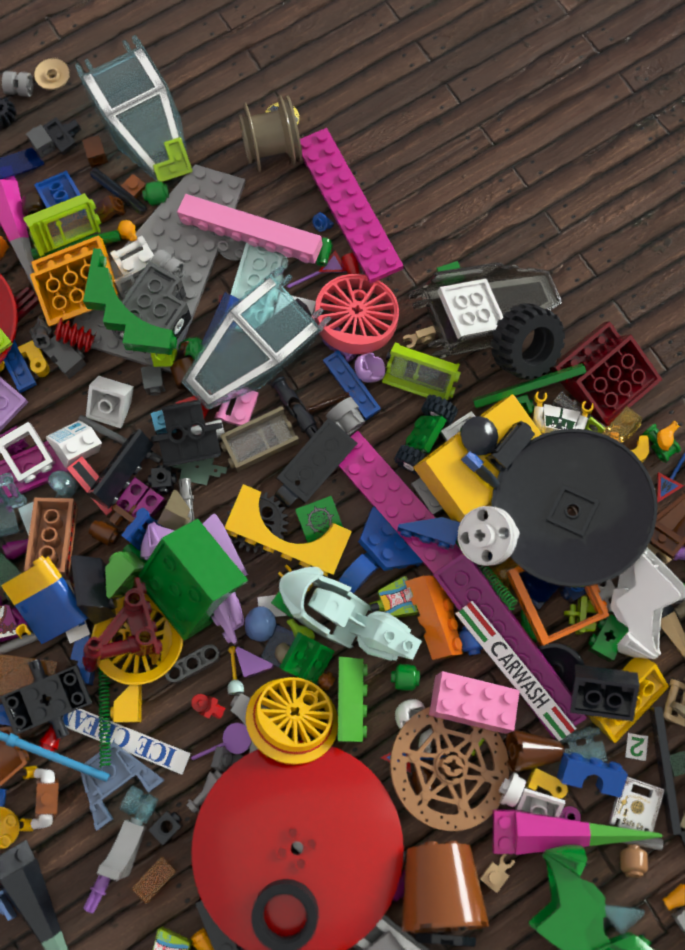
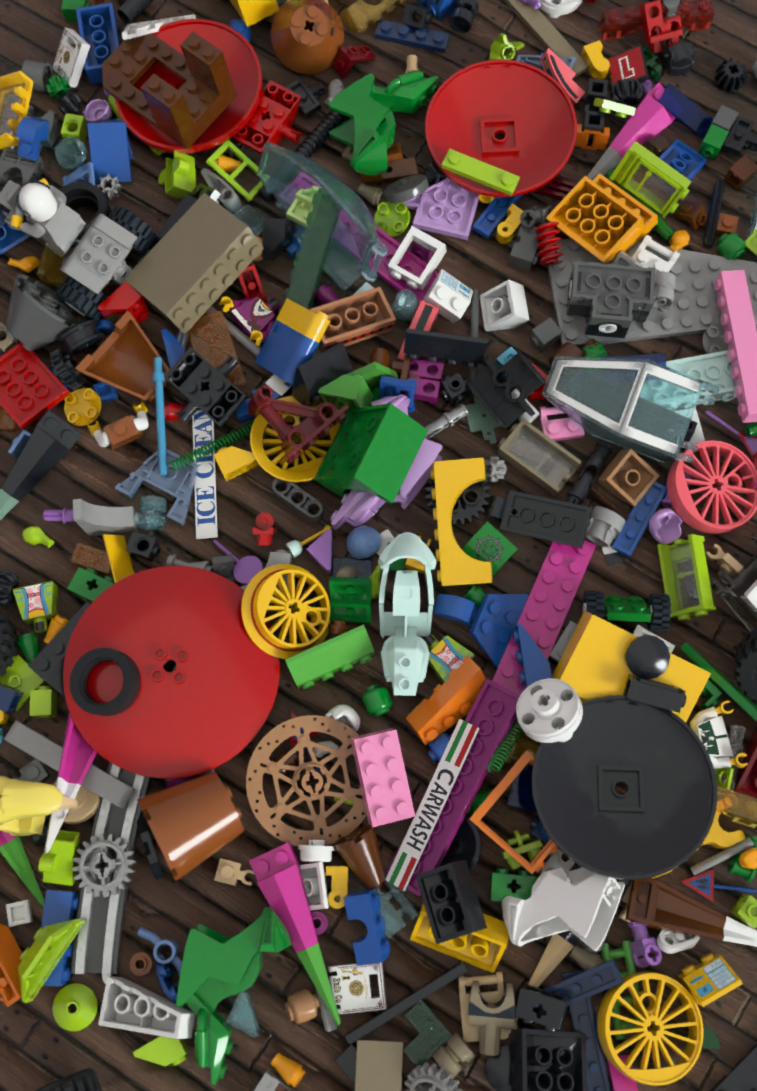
camera: 65 degrees right, 0 degrees up
(54, 157) = (713, 141): none -> green brick
(103, 928) = (35, 535): none -> lime animal
(115, 542) = (373, 372): none -> bright green tile
(137, 333) = (596, 243): green arch -> none
(163, 360) = (571, 333): lime bracket -> none
(166, 855) = (118, 556): none -> yellow piece
(172, 900) = (84, 580): none -> green brick
(175, 512) = (428, 412): dark tan slope -> none
(251, 479) = (495, 469): none -> light grey gear
(313, 376) = (628, 477): none -> medium nougat slope
(353, 550) = (475, 595): none -> green cone
(372, 423) = (612, 556): none -> black sticker
(475, 465) = (616, 665): piece -> none
(636, 746) = (417, 964): white sticker -> none
(653, 458) = (721, 856): none -> light grey piece

